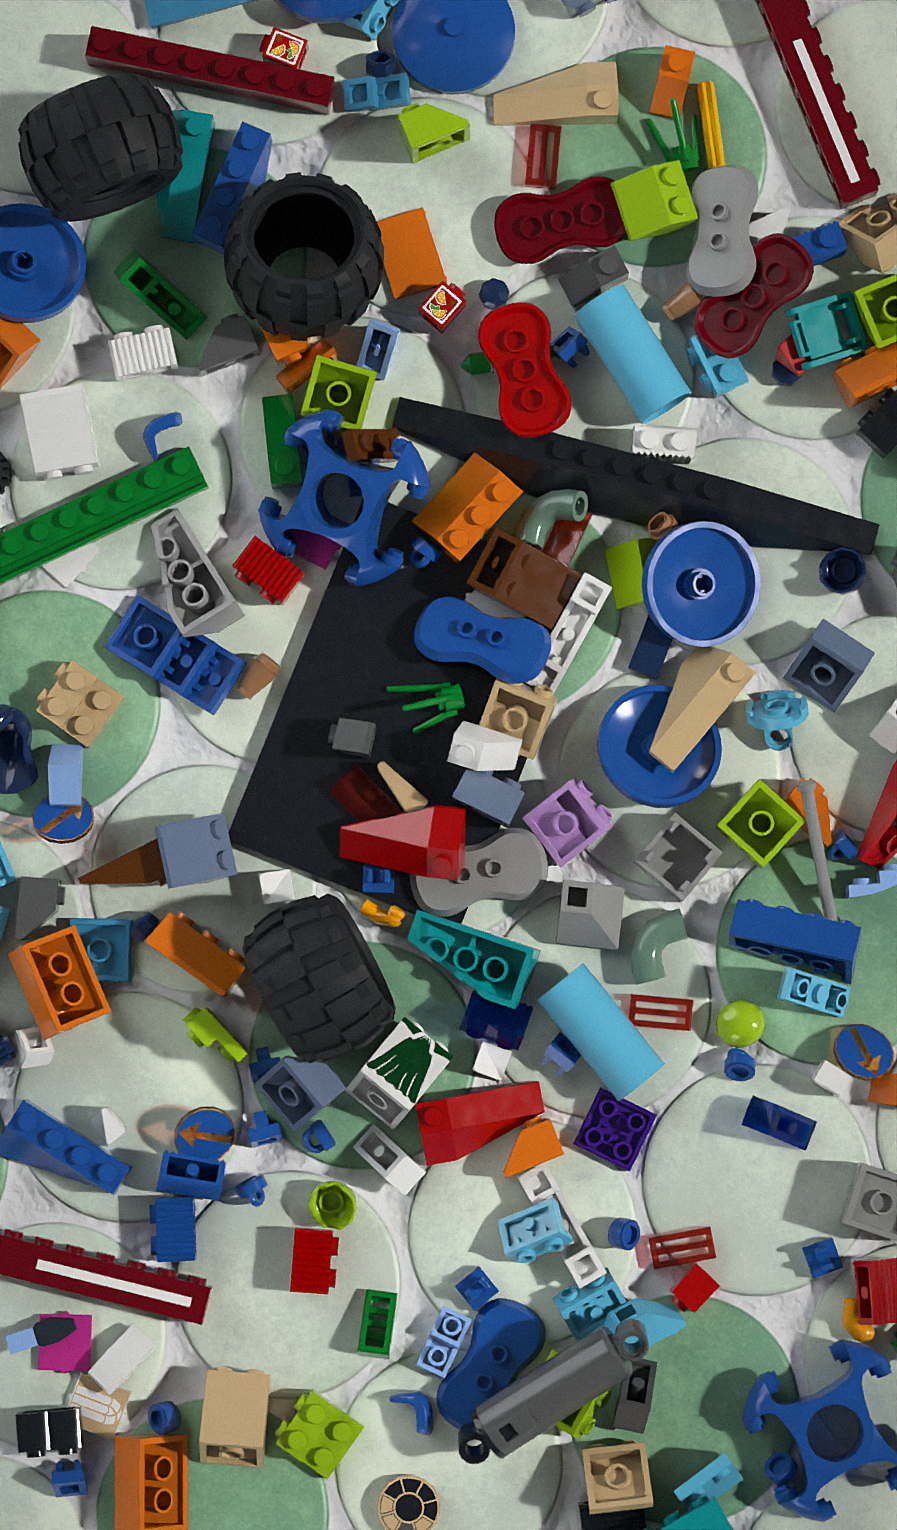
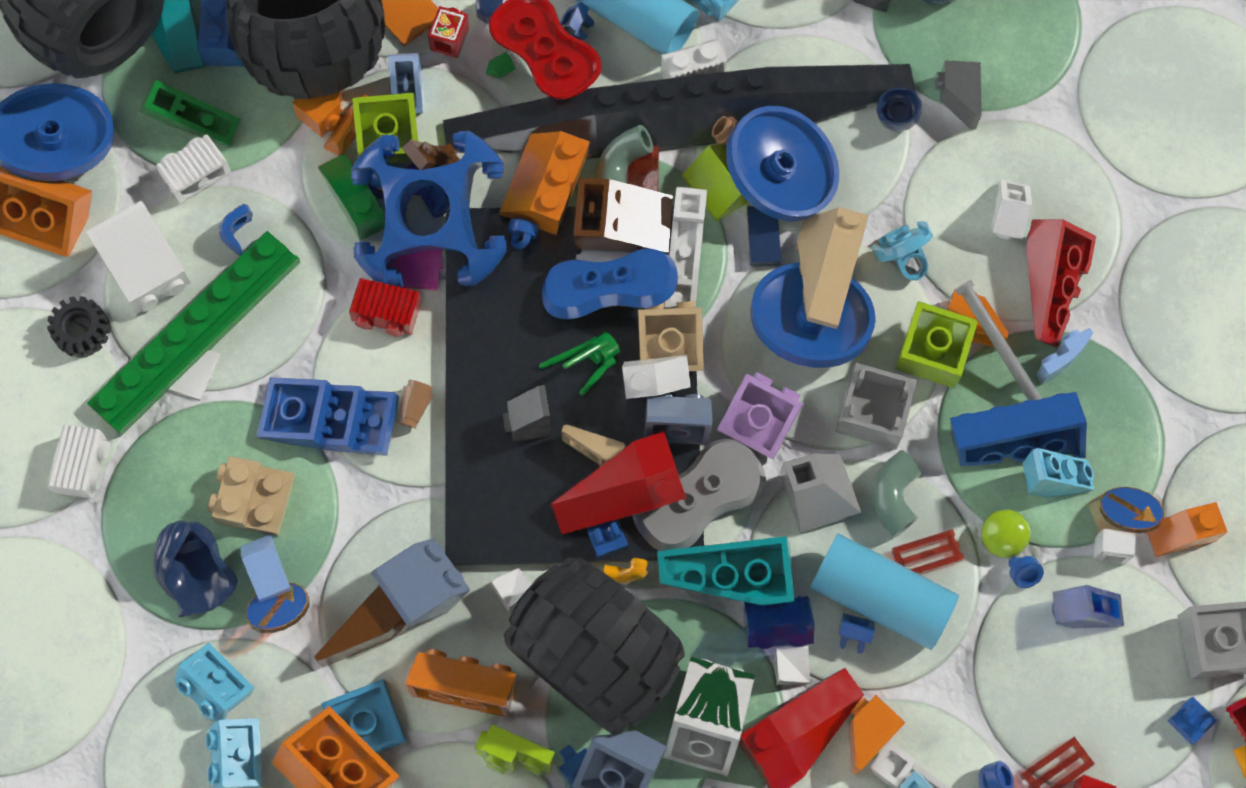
camera: 25 degrees left, 15 degrees down
(37, 904) = (283, 701): dark grey slope -> none
(144, 926) = (397, 679): dark blue tile -> none
(192, 585) = (317, 342): light grey wedge -> none
(228, 345) = (270, 133): dark grey slope -> none
(363, 796) = (557, 470): clear red slope -> none
(614, 1129) = (938, 682): dark purple tile -> none
(829, 665) = (927, 190): sand blue slope -> none
(844, 844) = (1018, 336): blue tile -> none

